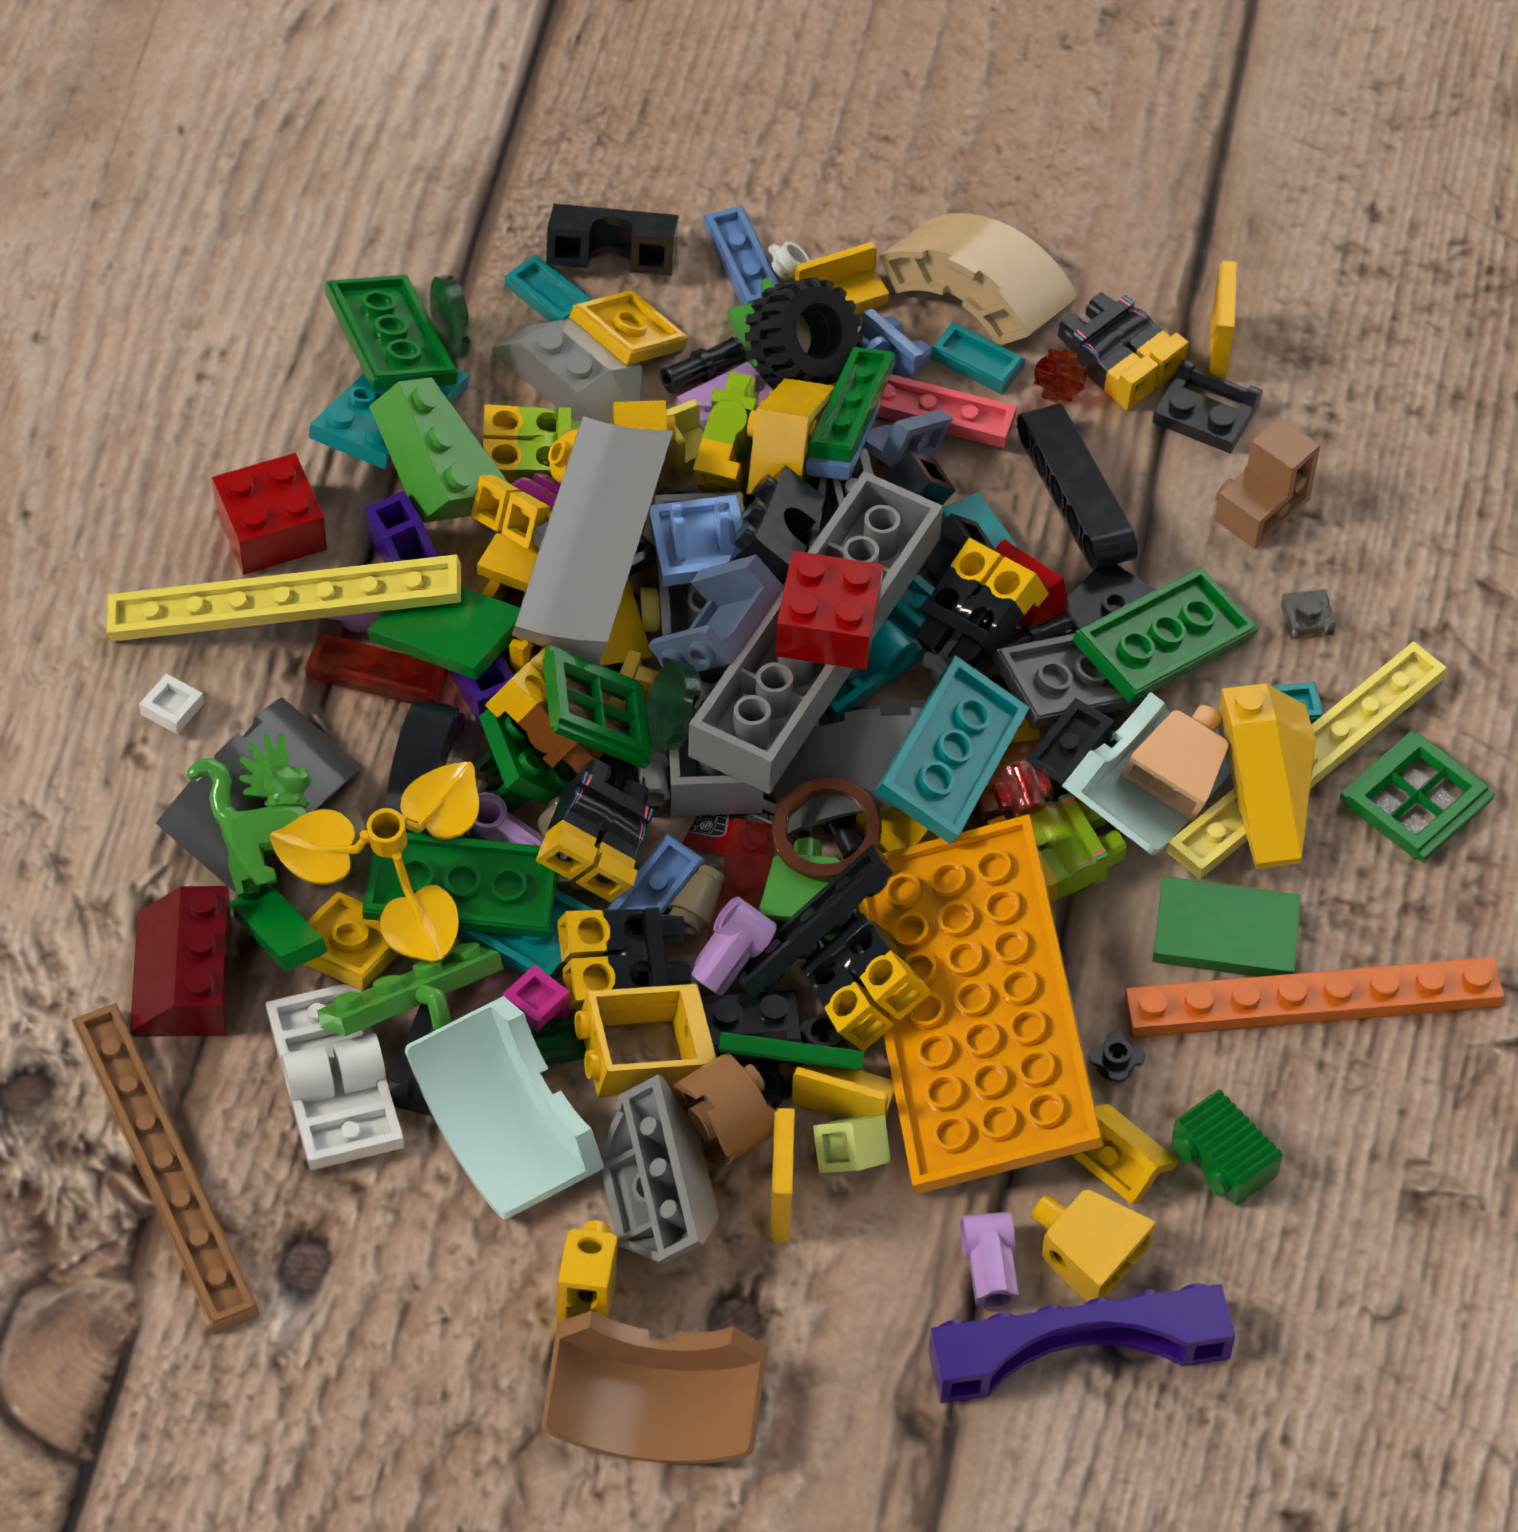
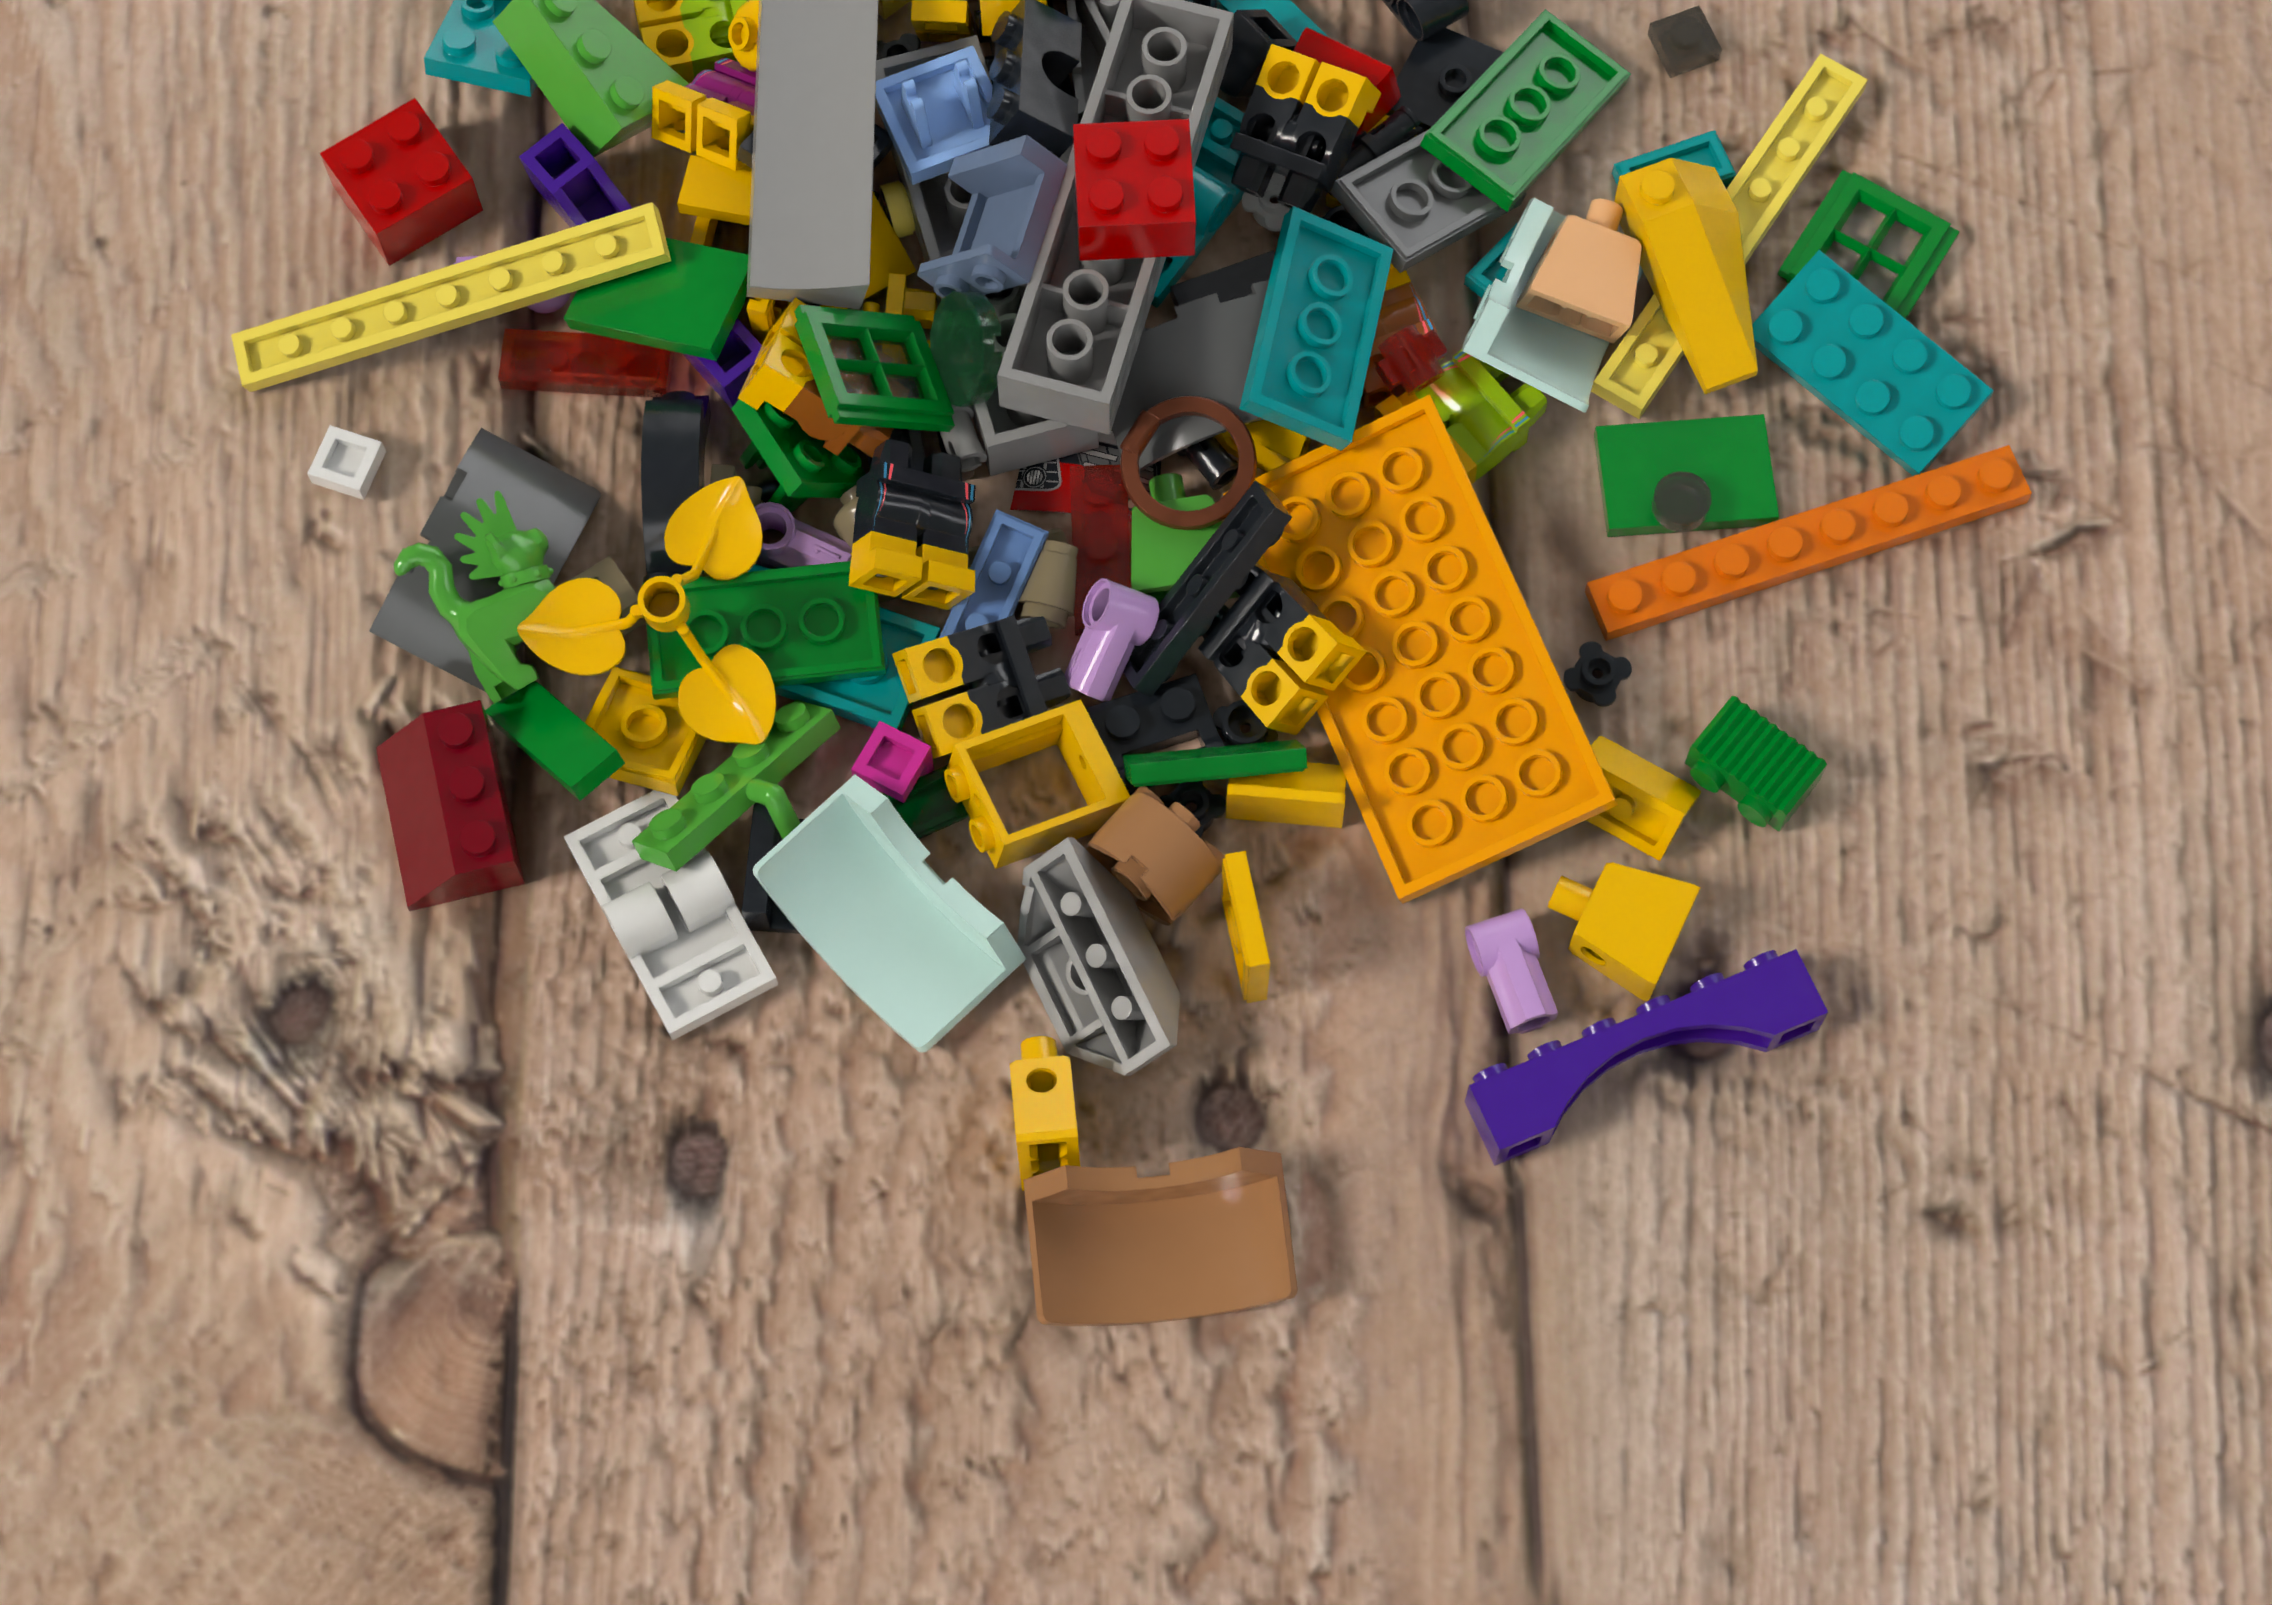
camera: 10 degrees left, 15 degrees up
(165, 1169) = (496, 1076): medium nougat tile -> none
(851, 1144) = (1313, 860): yellowish green panel -> none
(1069, 741) = (1453, 287): black panel -> none
(1216, 942) = (1681, 501): none -> clear smoke tile
(1395, 874) = (1869, 364): none -> teal plate

